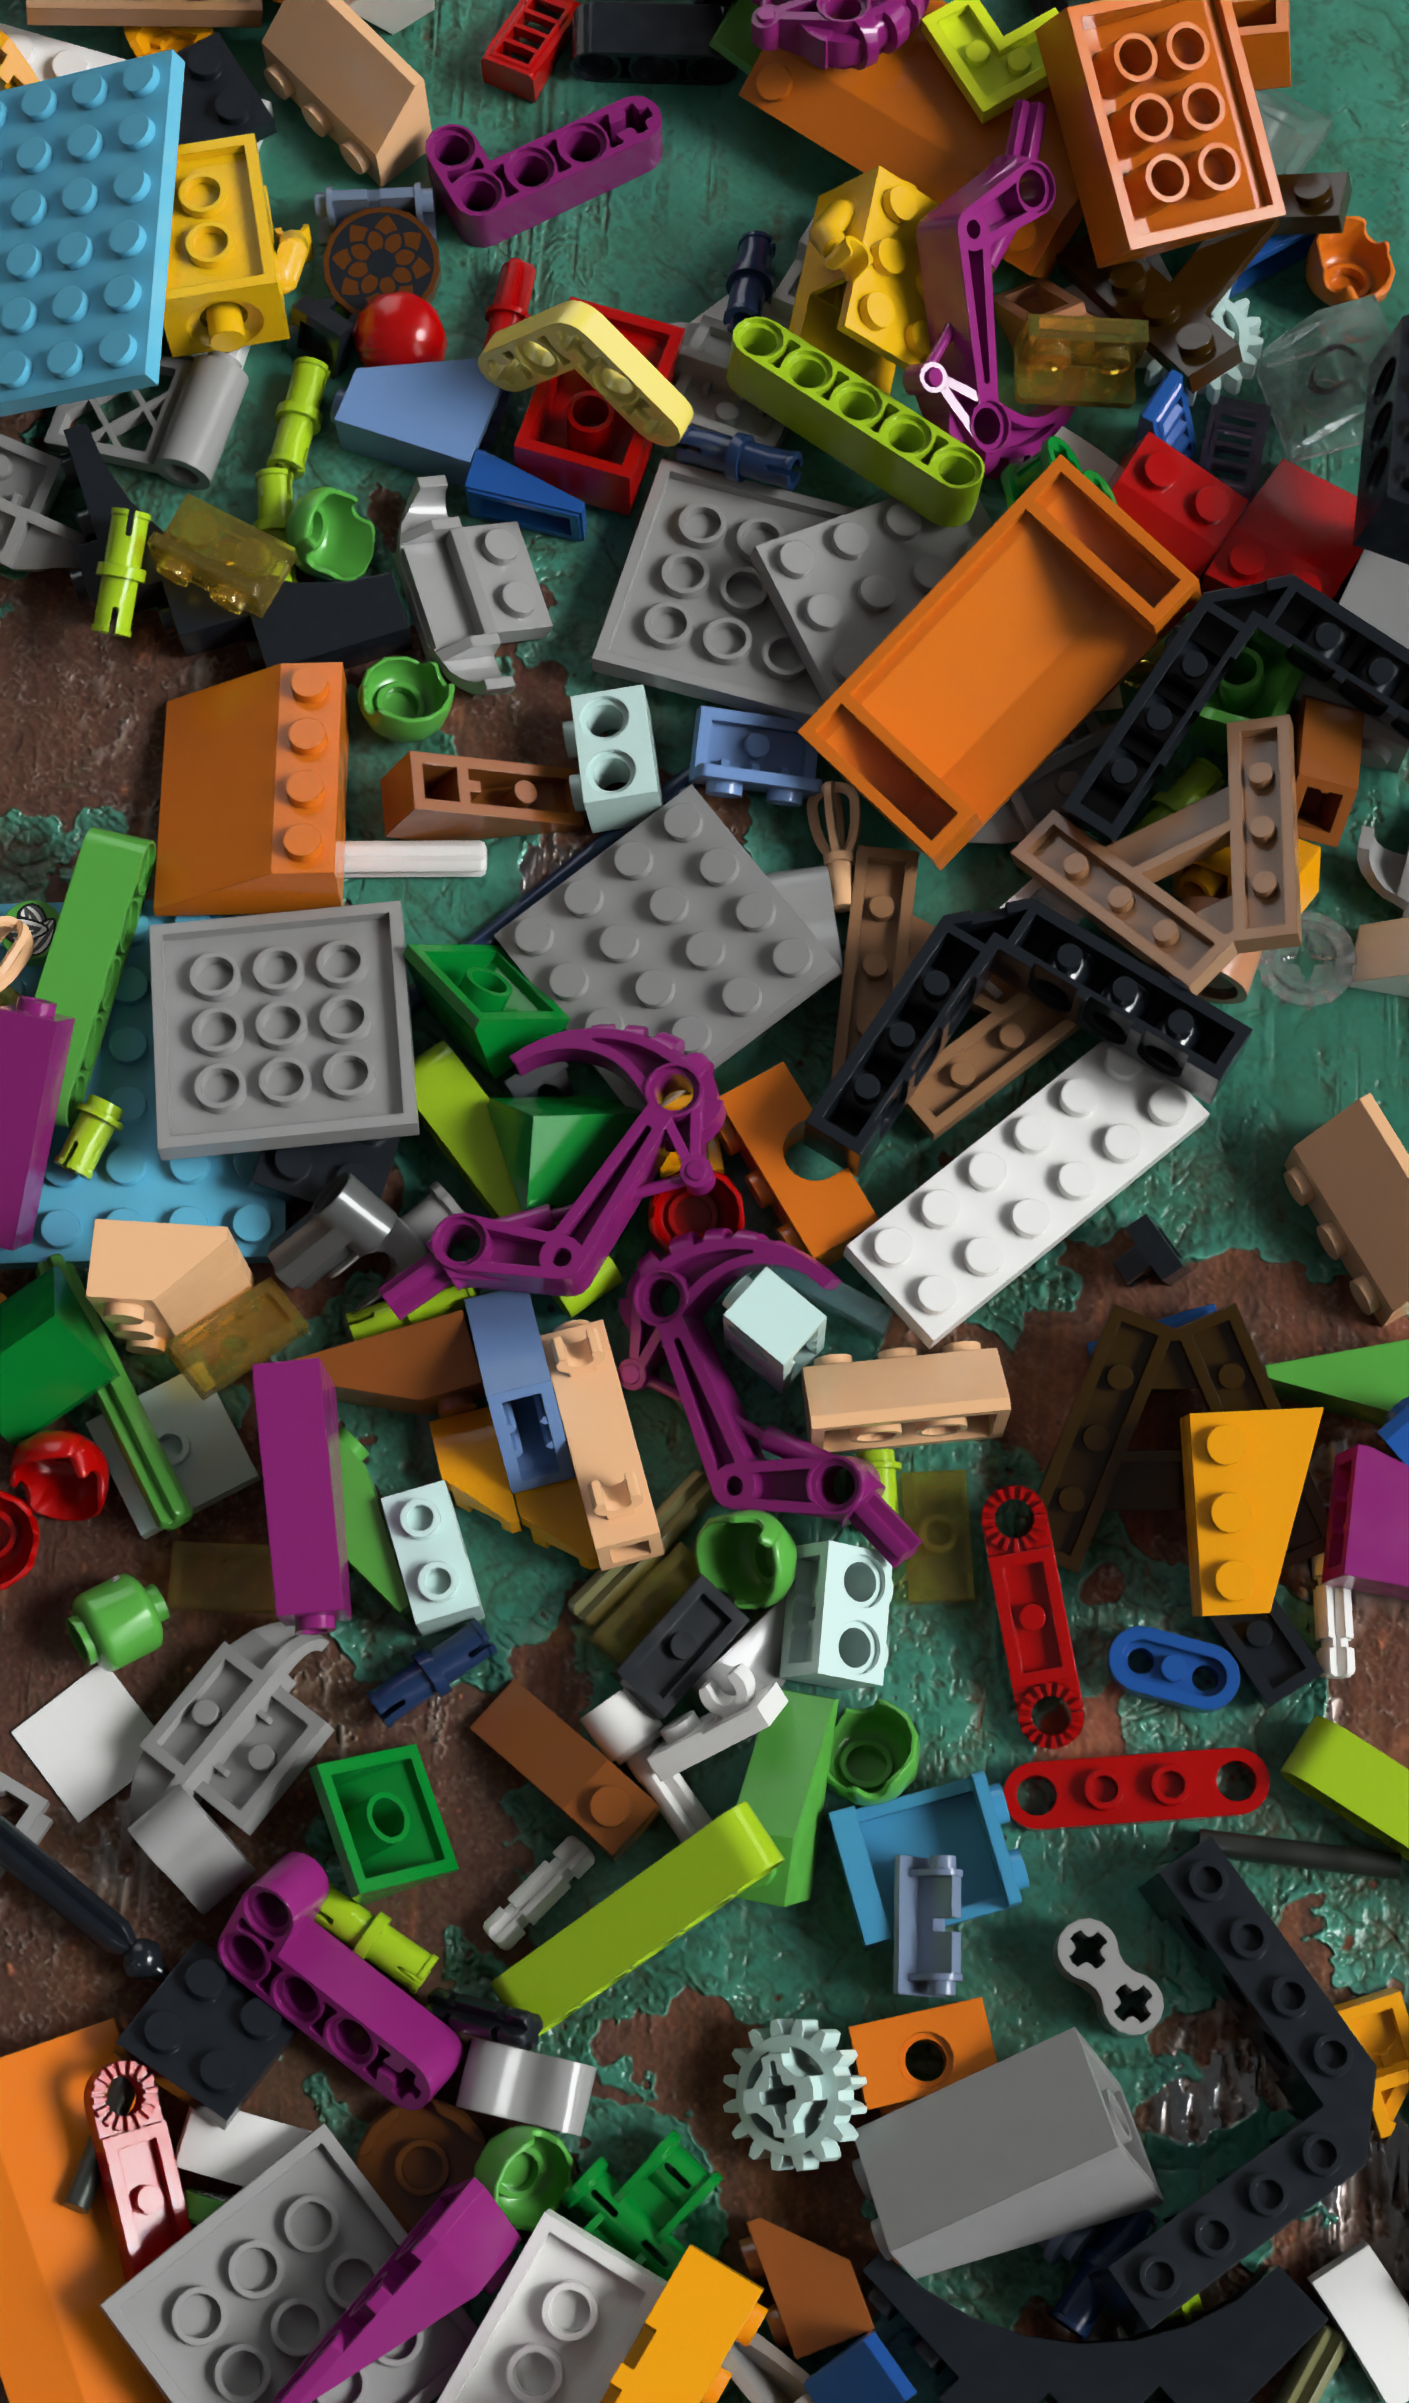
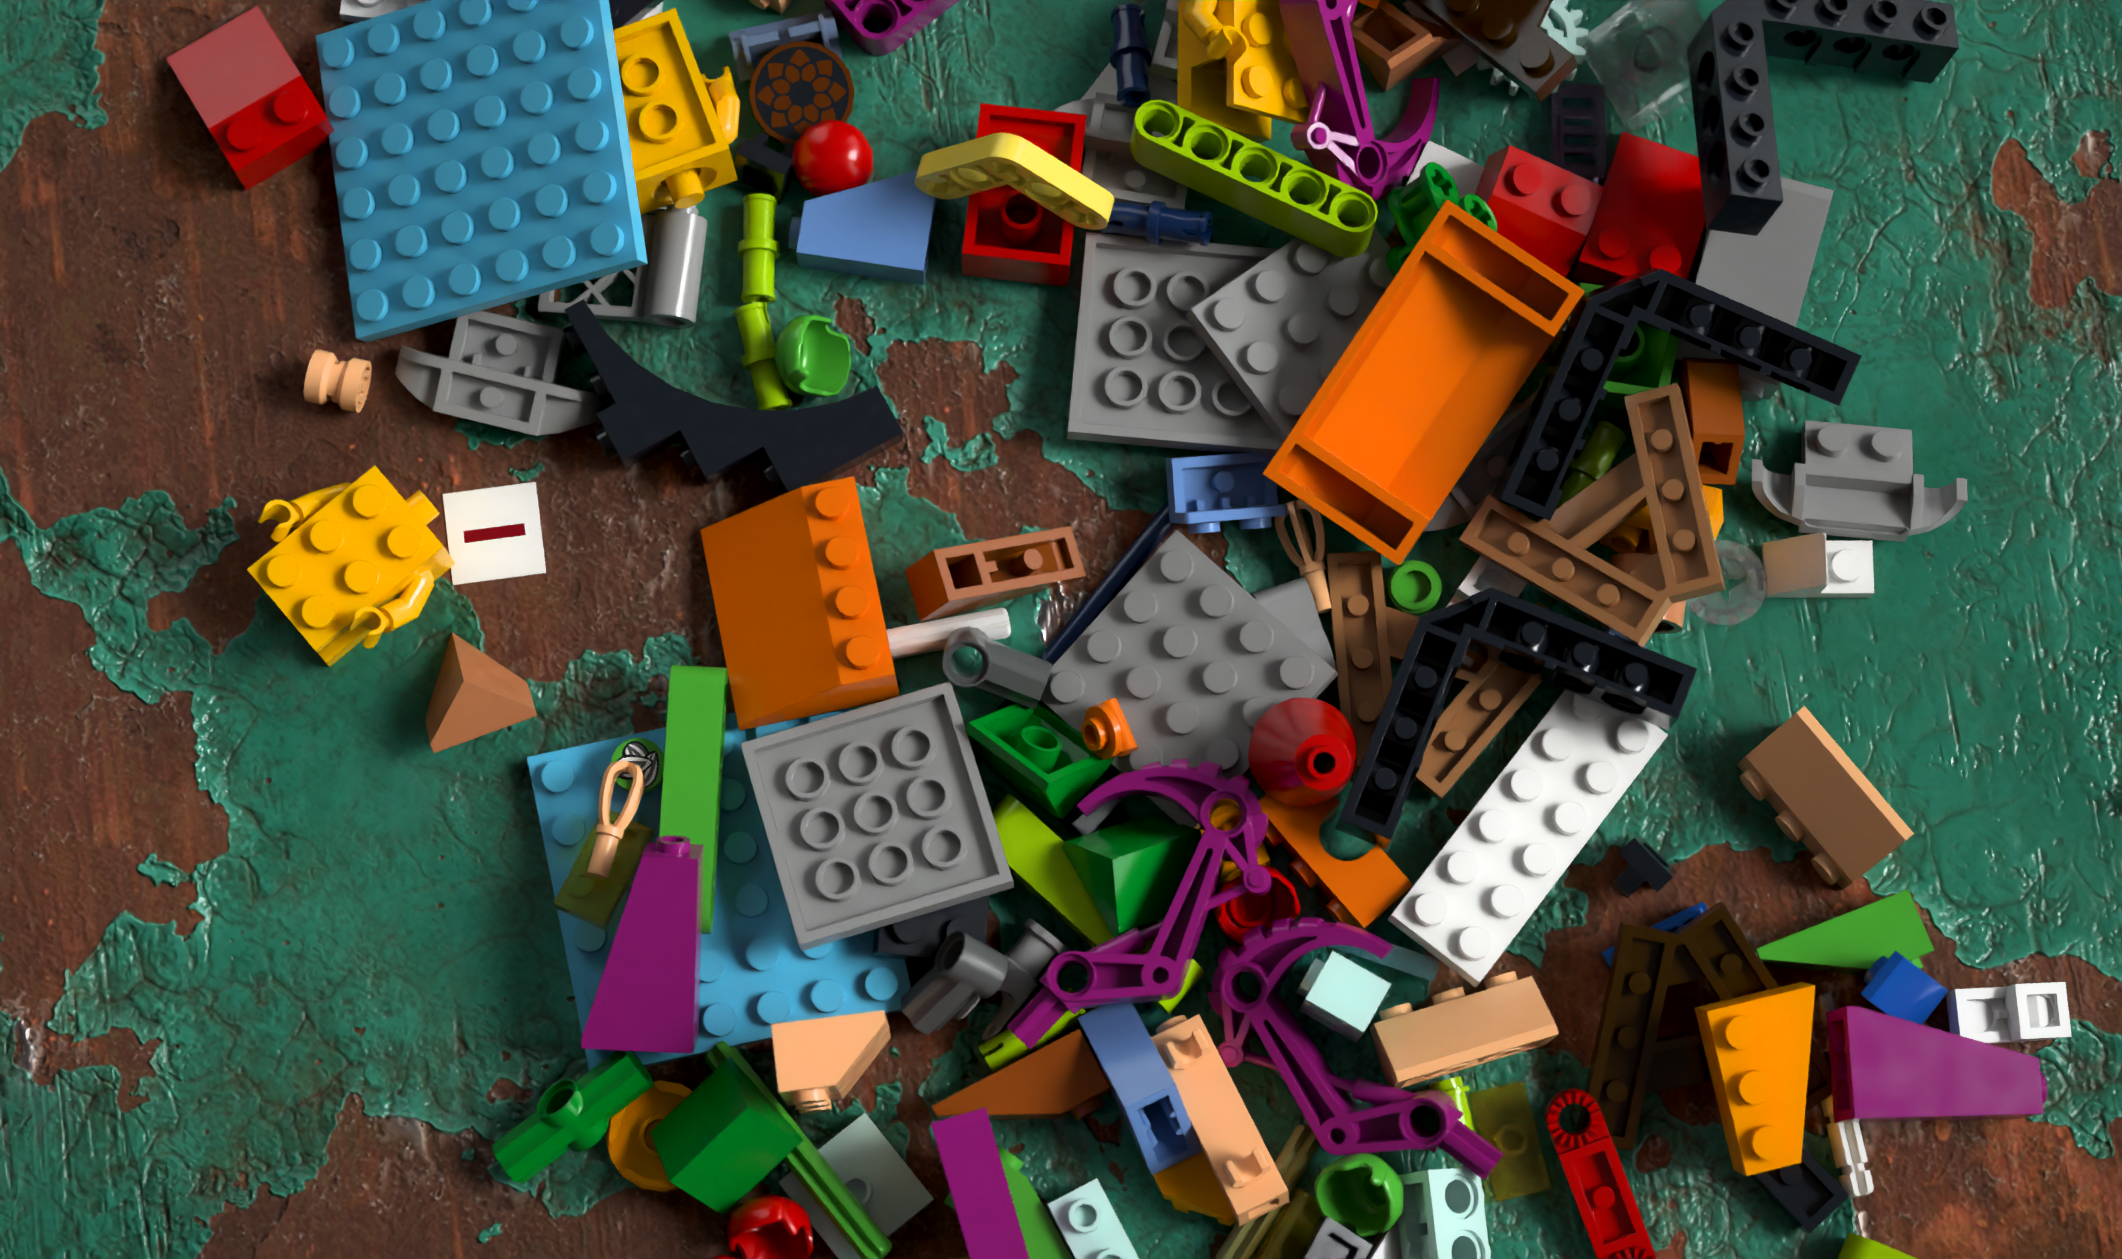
camera: 15 degrees left, 5 degrees up
(89, 1136) = (729, 937): lime pin -> none
(121, 572) = (646, 433): lime pin -> none
(223, 556) = (730, 401): clear yellow bracket -> none
(236, 1337) = (890, 1085): clear yellow plate -> none
(405, 699) = (910, 493): bright green hair -> none
(461, 902) = (1001, 670): none -> dark grey piece
(466, 588) = (941, 382): light grey plate -> none
(474, 1466) = (1113, 1155): light orange slope -> none
(508, 494) = (964, 290): blue slope -> none
(511, 296) = (922, 115): red axle -> none
(566, 986) = (1107, 730): none -> orange plate
(623, 758) = (1113, 512): light aqua brick -> none
(761, 1066) = (1287, 743): none -> red cone
(947, 895) = (1414, 588): none -> bright green tile
(1078, 360) = (1434, 86): clear yellow bracket -> none
(1169, 415) = (1522, 125): blue slope -> none
(1172, 1667) = (1724, 1216): blue plate -> none

